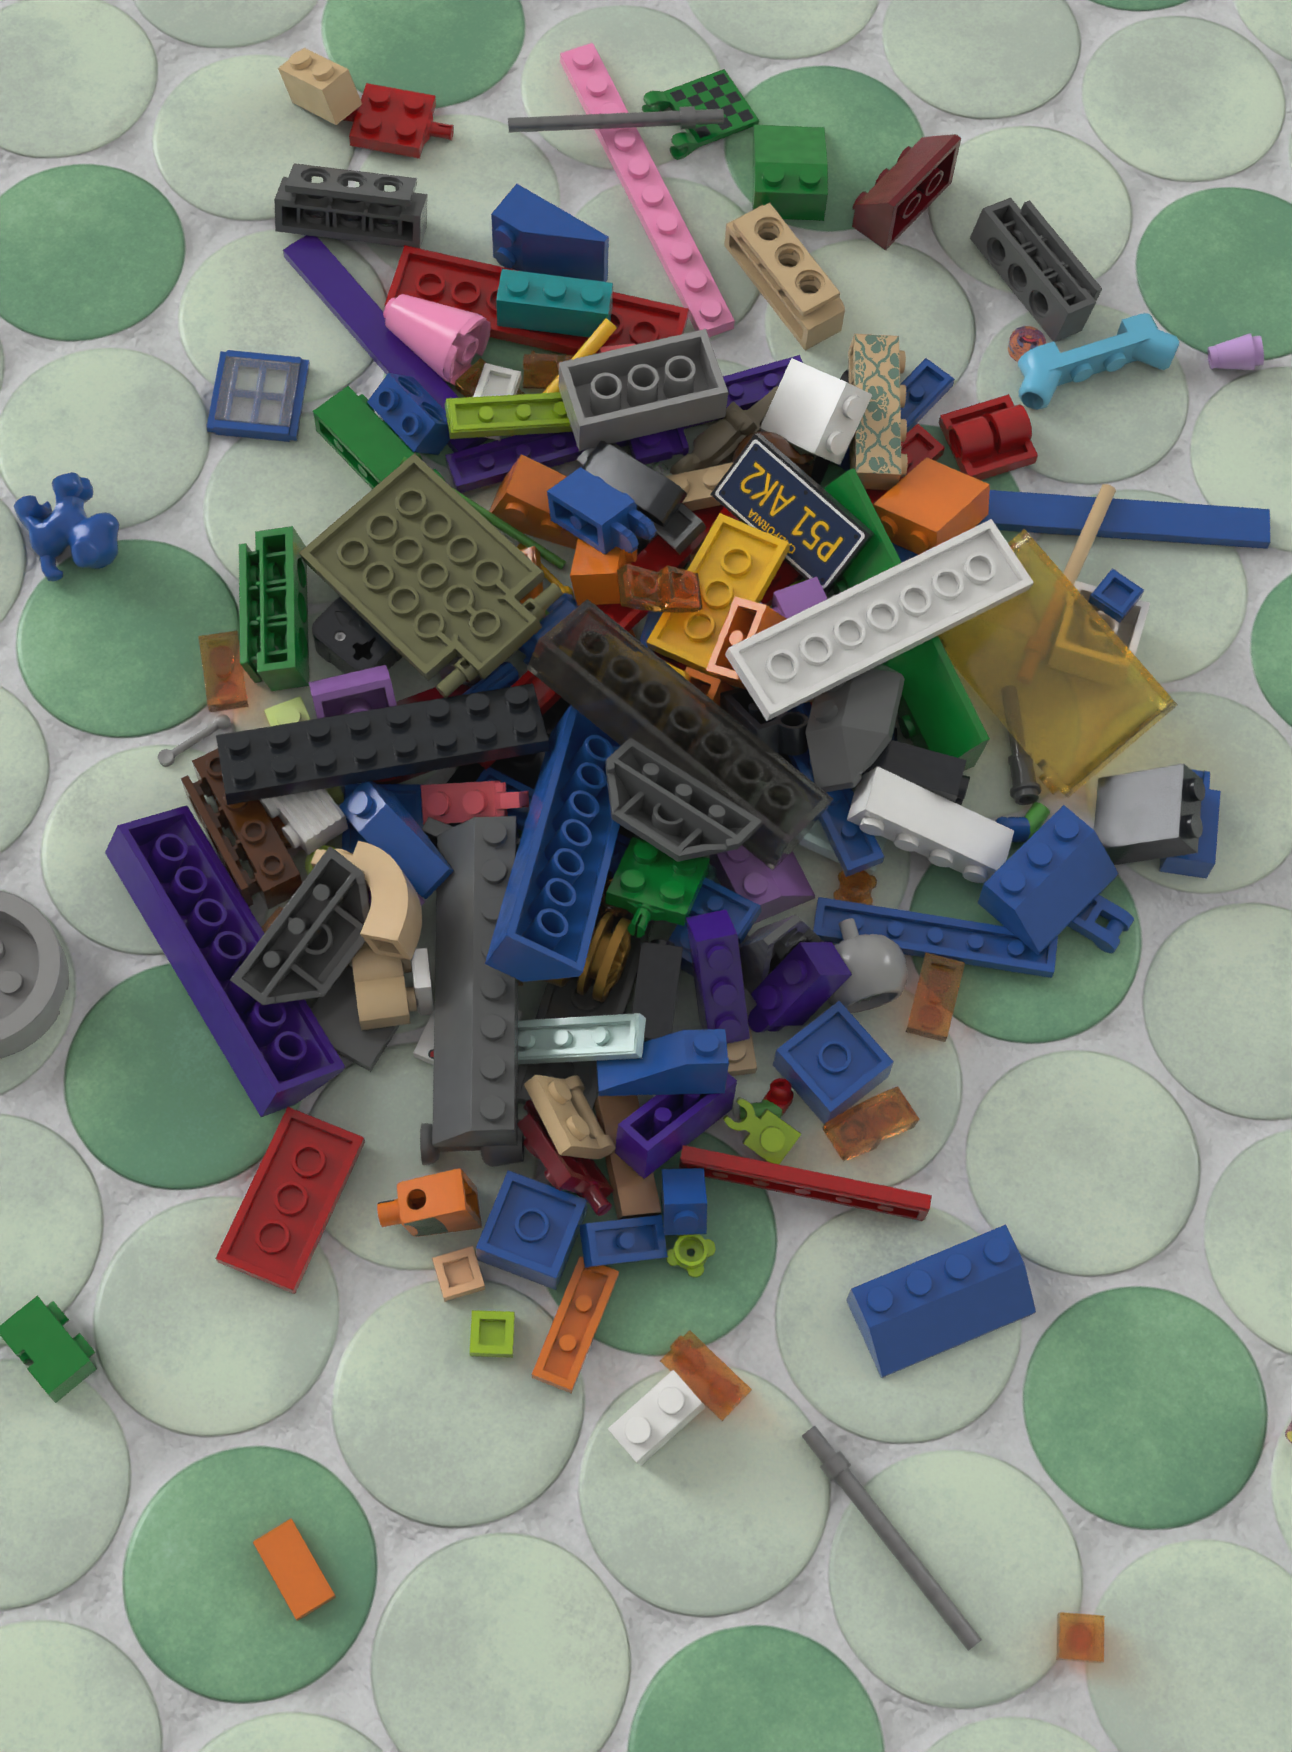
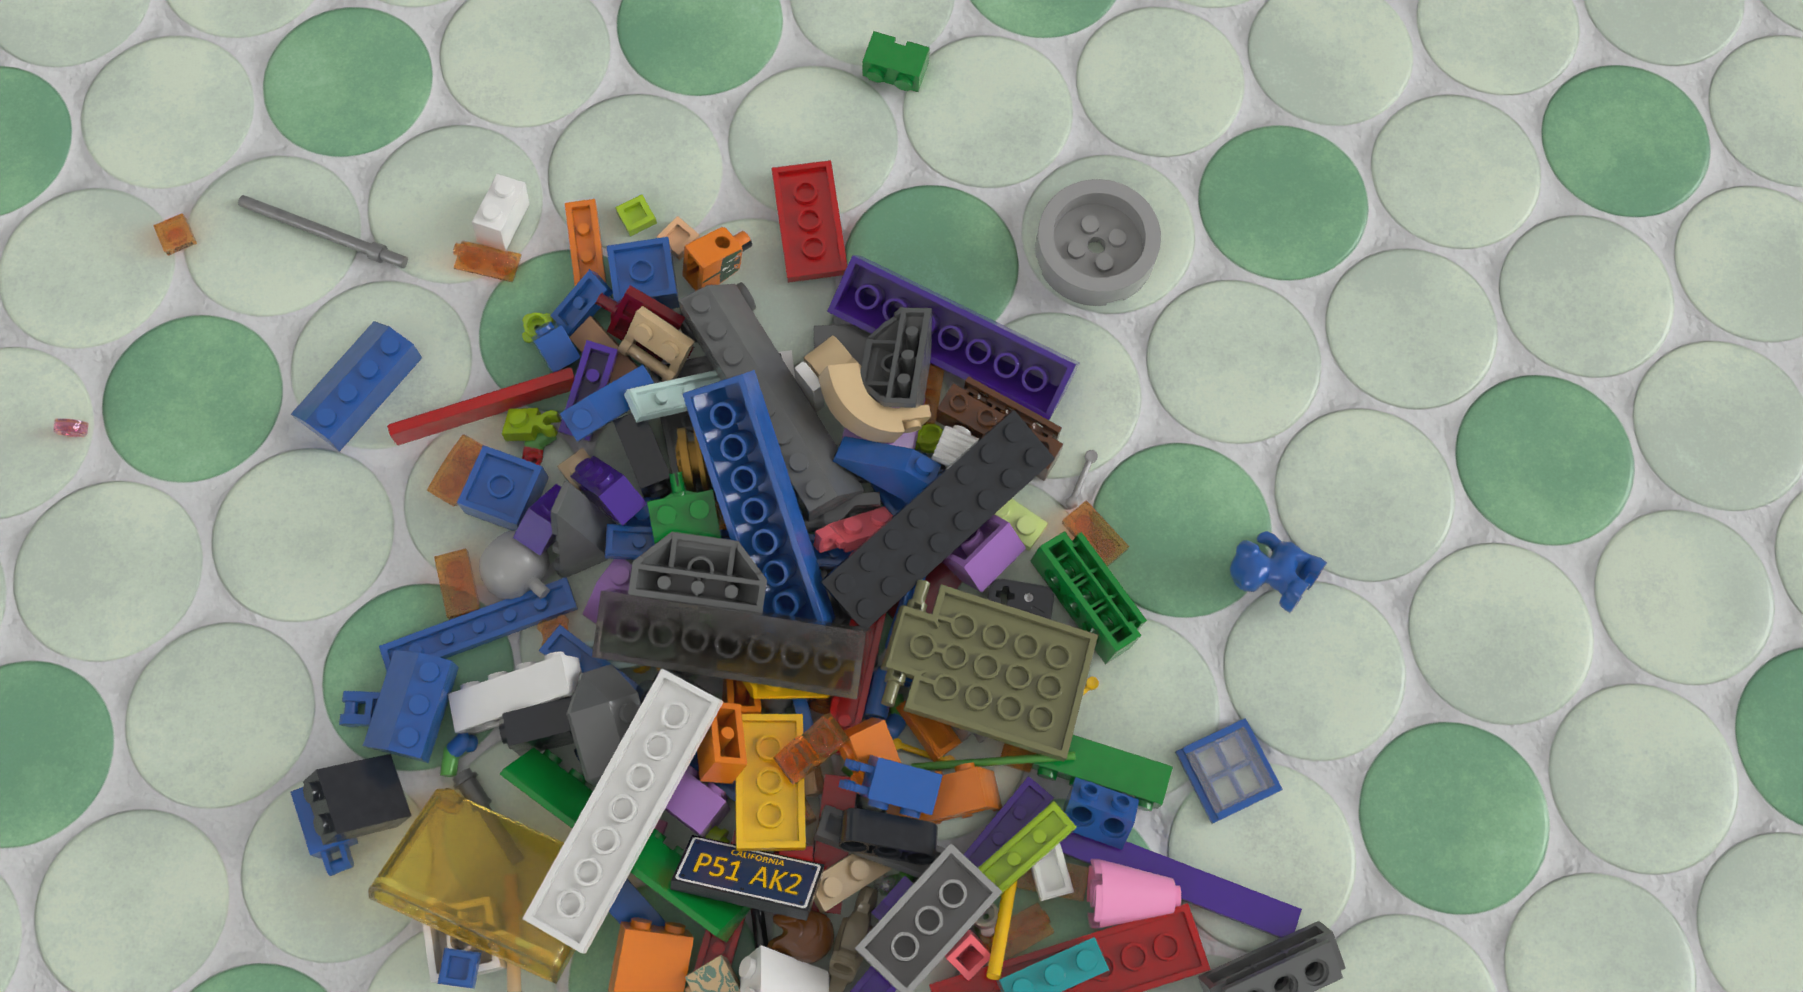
camera: 150 degrees right, 5 degrees up
(294, 1569) = (673, 32): orange tile -> none

